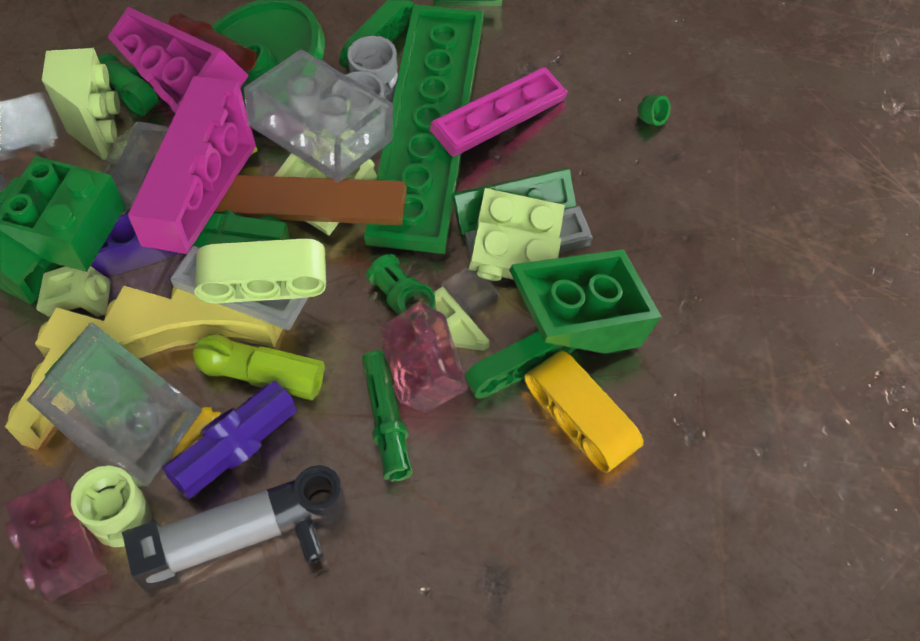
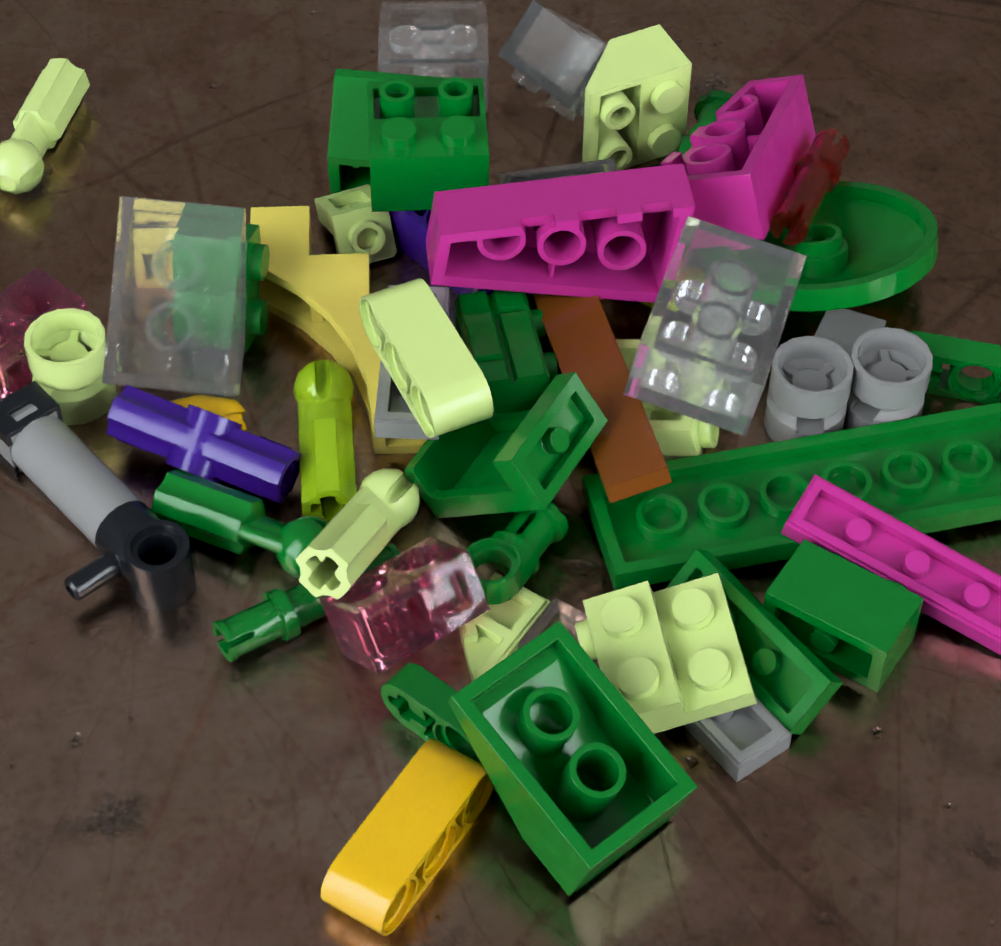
camera: 70 degrees right, 10 degrees down
(305, 437) = (231, 518): none -> green piece
(356, 261) = (511, 458): none -> green panel
(362, 364) = (358, 533): none -> yellowish green piece
(516, 150) = (845, 613): none -> green brick

